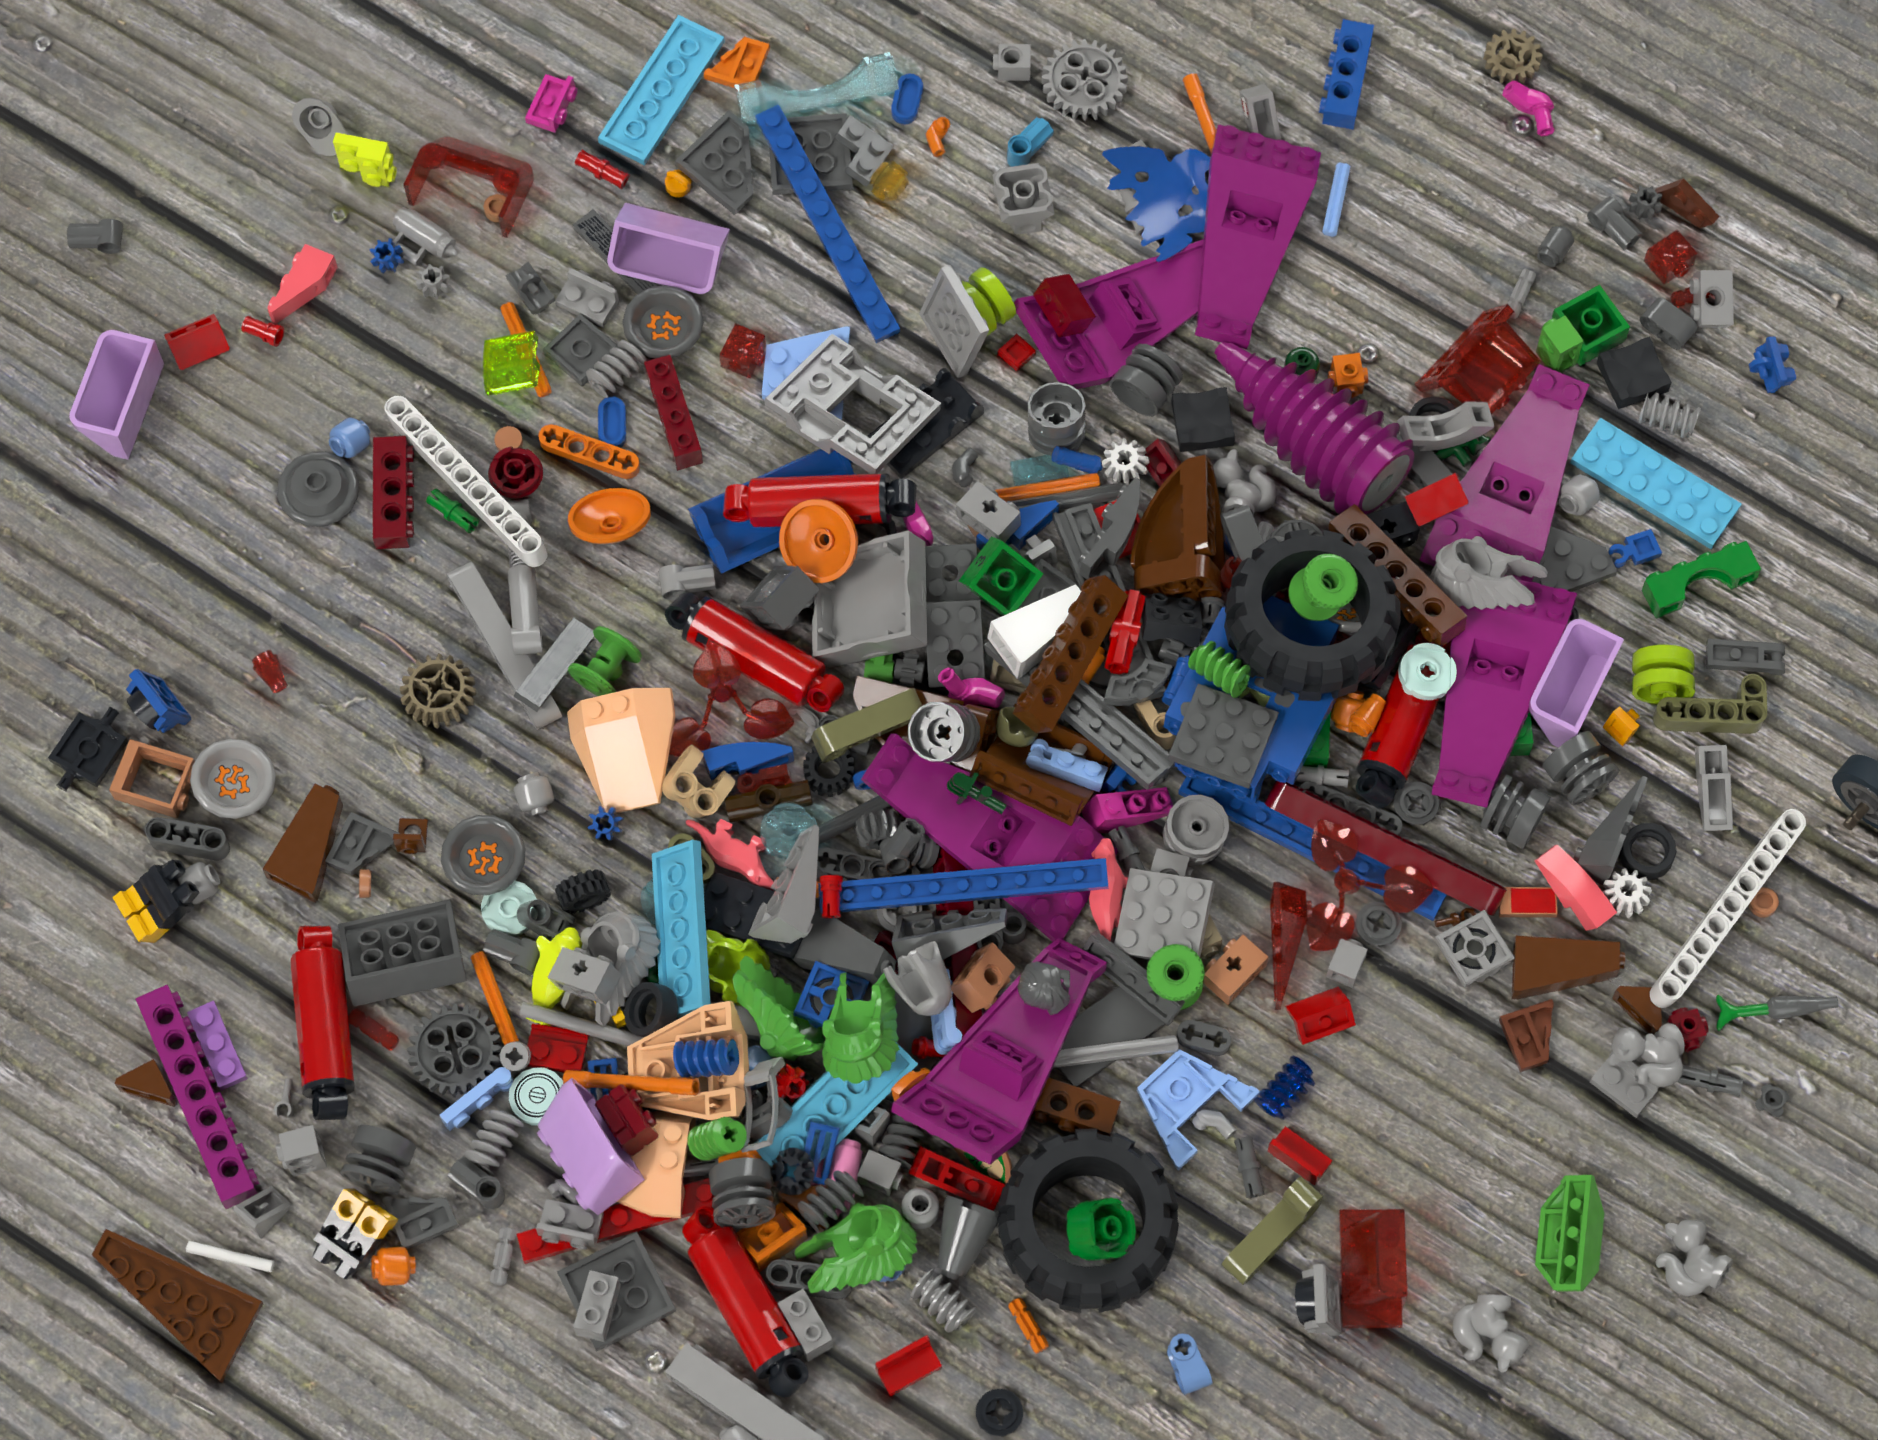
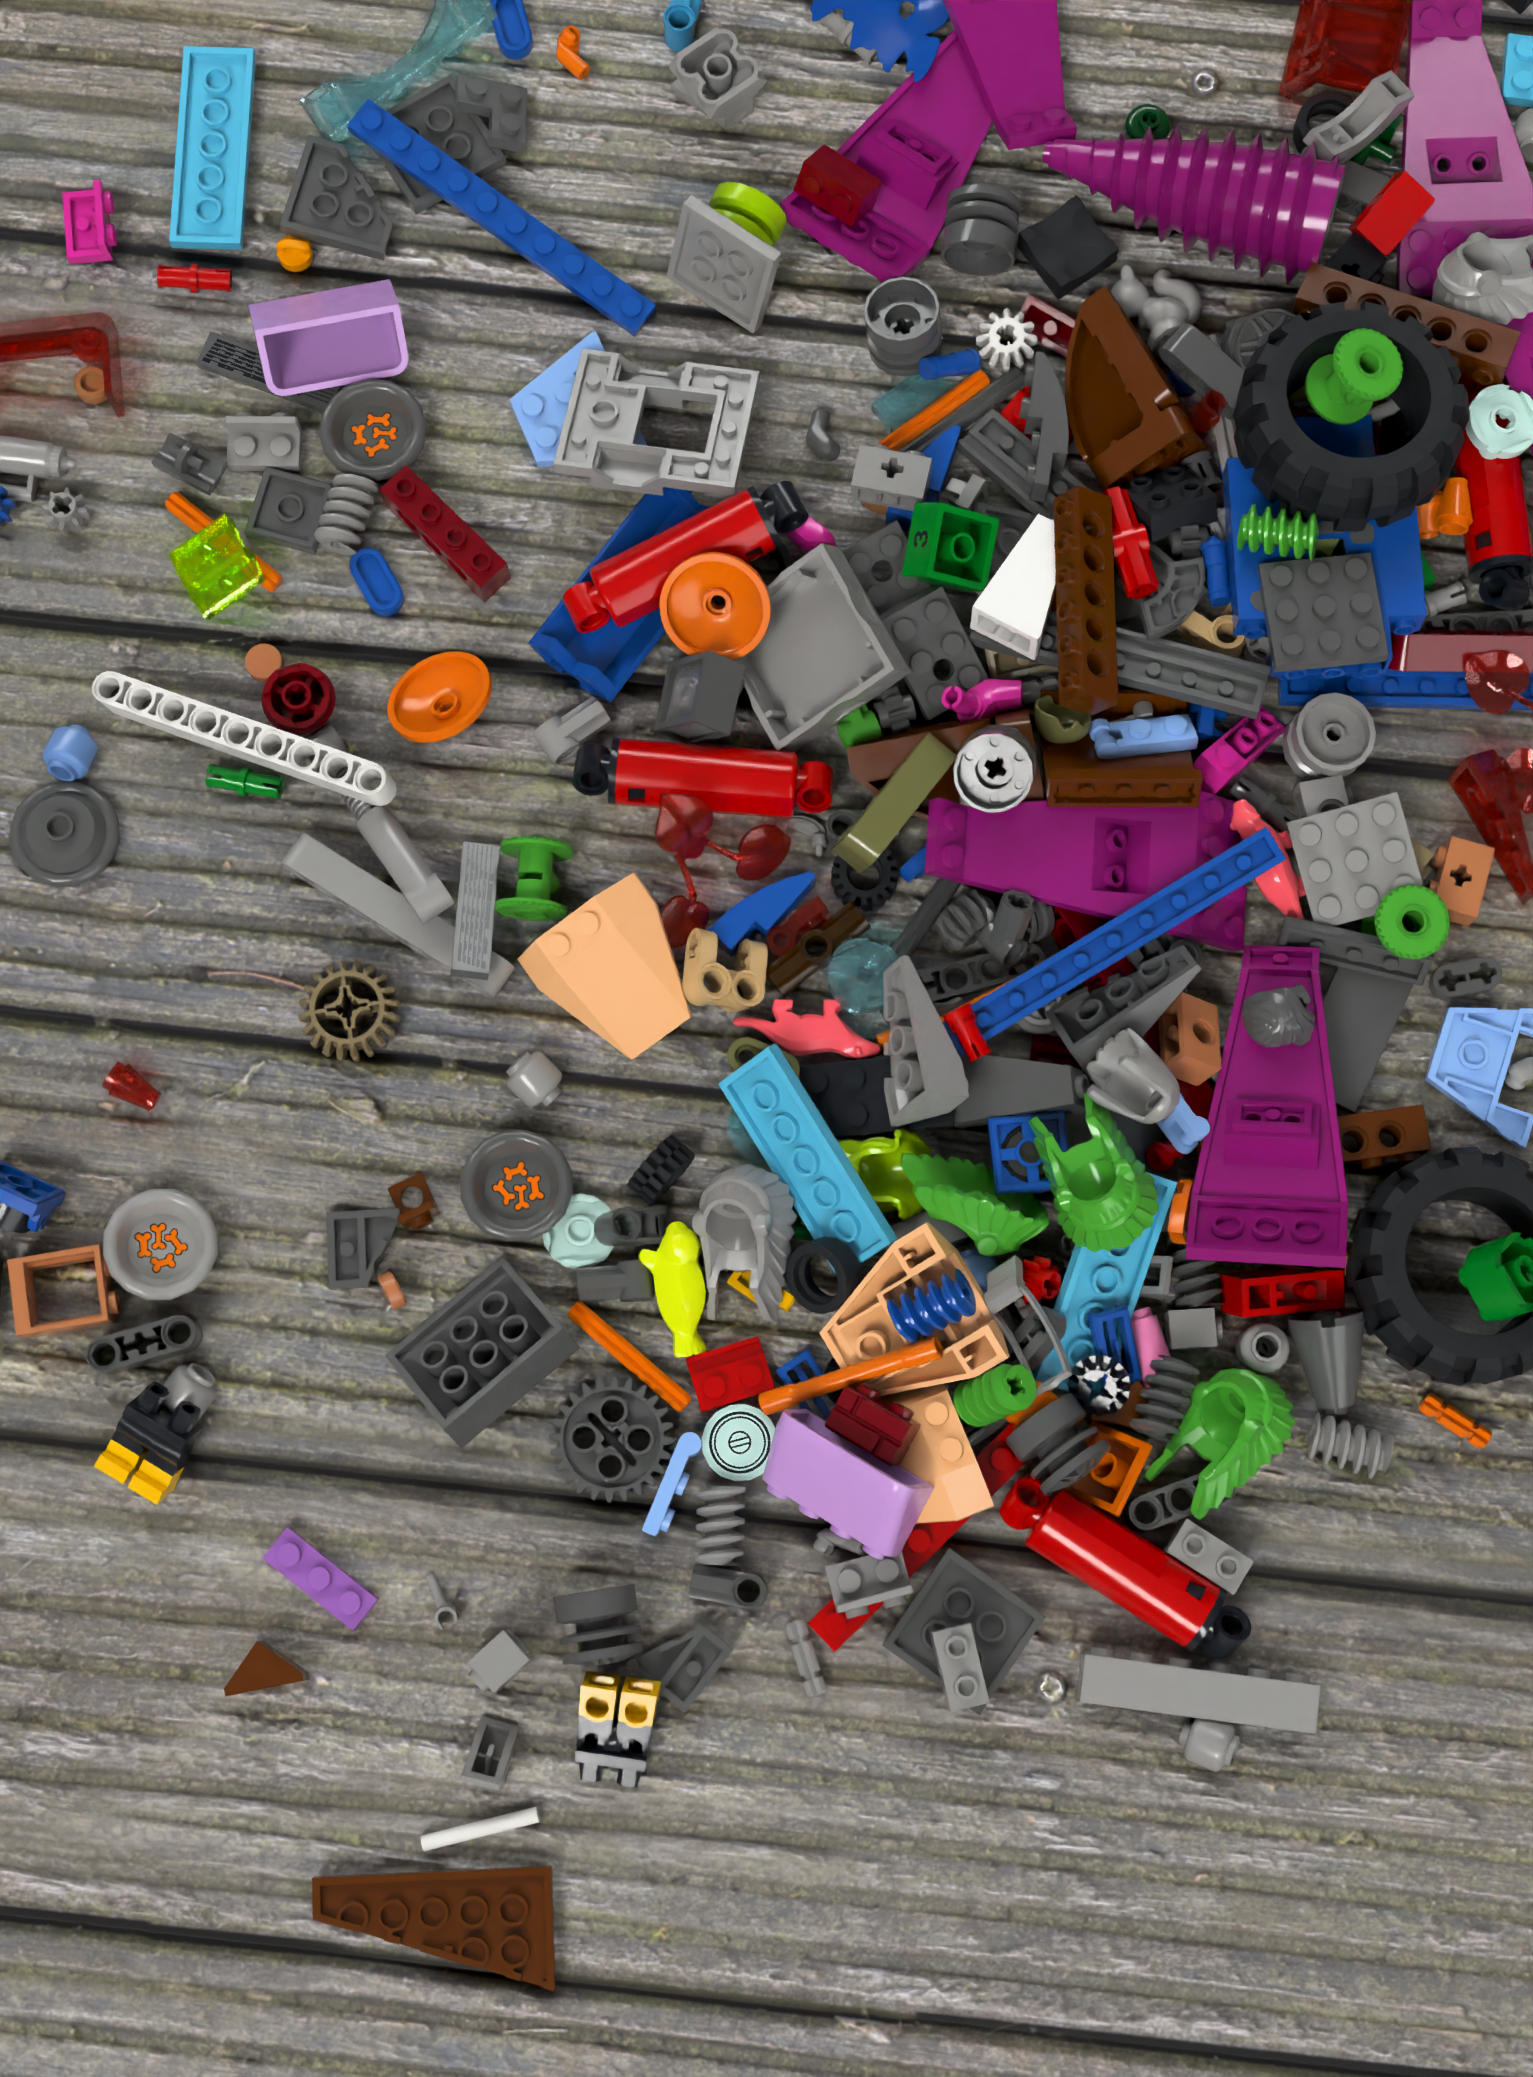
camera: 30 degrees left, 10 degrees up
(153, 1008) = (218, 1578): magenta brick -> none
(302, 851) = (294, 1277): reddish brown slope -> none
(322, 1023) = (437, 1490): red piece -> none
(373, 1029) = (499, 1462): clear red axle -> none
(387, 452) = (125, 749): dark red brick -> none
(392, 1266) = (684, 1740): orange head -> none
(520, 1056) = (688, 1403): light grey wheel -> none
(578, 1024) = (745, 1333): light grey piece -> none
(584, 975) = (749, 1279): light grey brick -> none
(591, 447) = (368, 635): orange beam -> none
(612, 819) = (632, 1066): blue gear -> none
(740, 64) = (290, 73): orange wing -> none
(743, 351) = (487, 419): clear red head -> none
(889, 181) = (546, 133): clear yellow head -> none
(908, 1366) = (1347, 1542): red panel -> none
(956, 414) = (779, 376): black hinge -> none
(963, 785) = (1054, 823): dark green arm -> none
(1008, 1402) = (1497, 1544): black gear -> none
(1016, 352) = (806, 270): red tile -> none
(1117, 1051) = (1389, 1041): light grey axle -> none
(1348, 373) = (1201, 109): orange brick -> none

